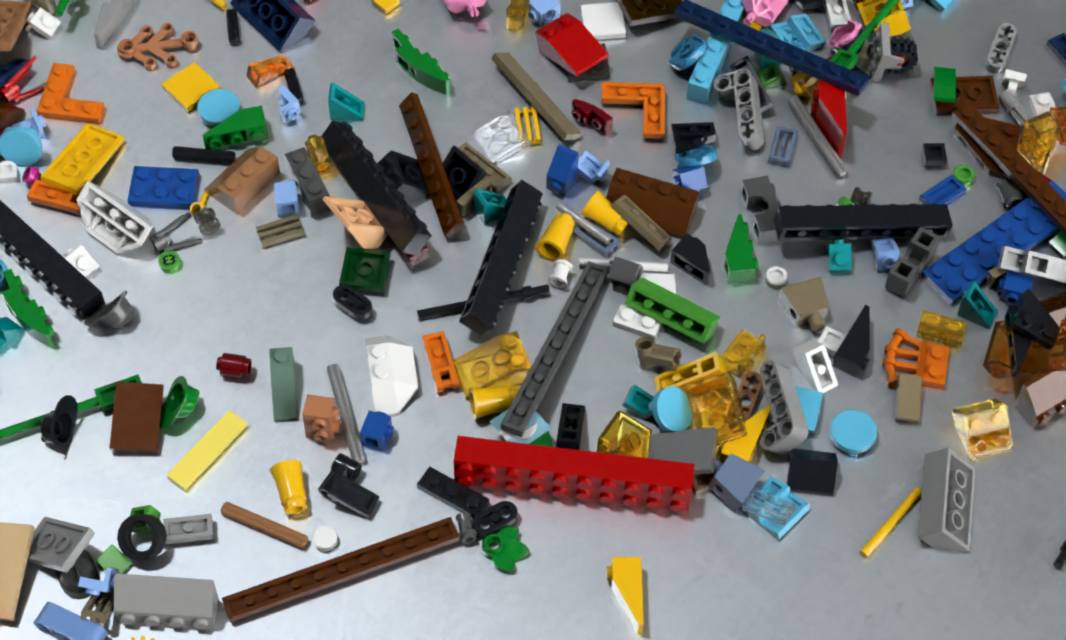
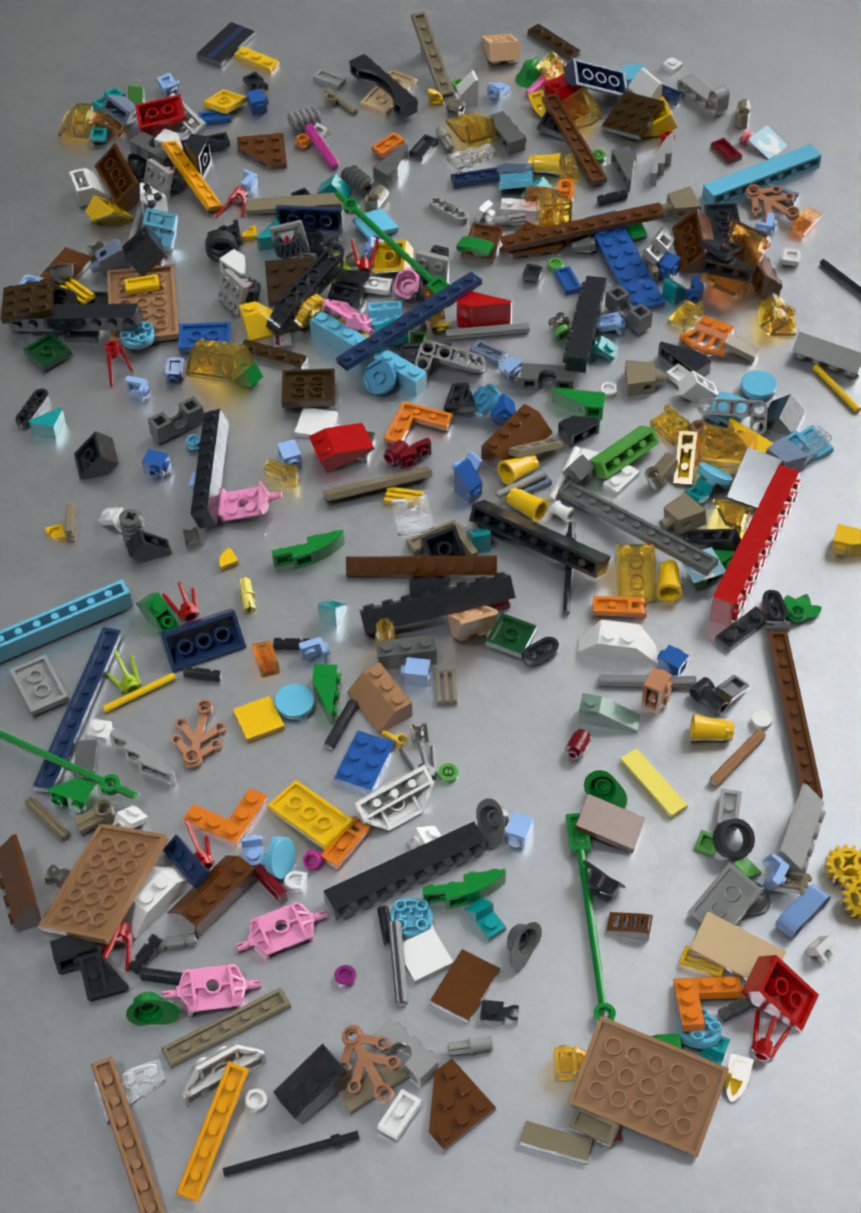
camera: 70 degrees left, 5 degrees down
(18, 483) = (637, 932): none -> reddish brown slope
(108, 338) = (519, 830): none -> light blue brick
(342, 30) = (247, 595): none -> light yellow axle
(588, 96) = (392, 453): none -> dark red brick
(598, 392) = (683, 514): none -> dark tan torso
(761, 168) = (511, 367): none -> light blue bracket
(982, 330) = (696, 290): none -> blue bracket

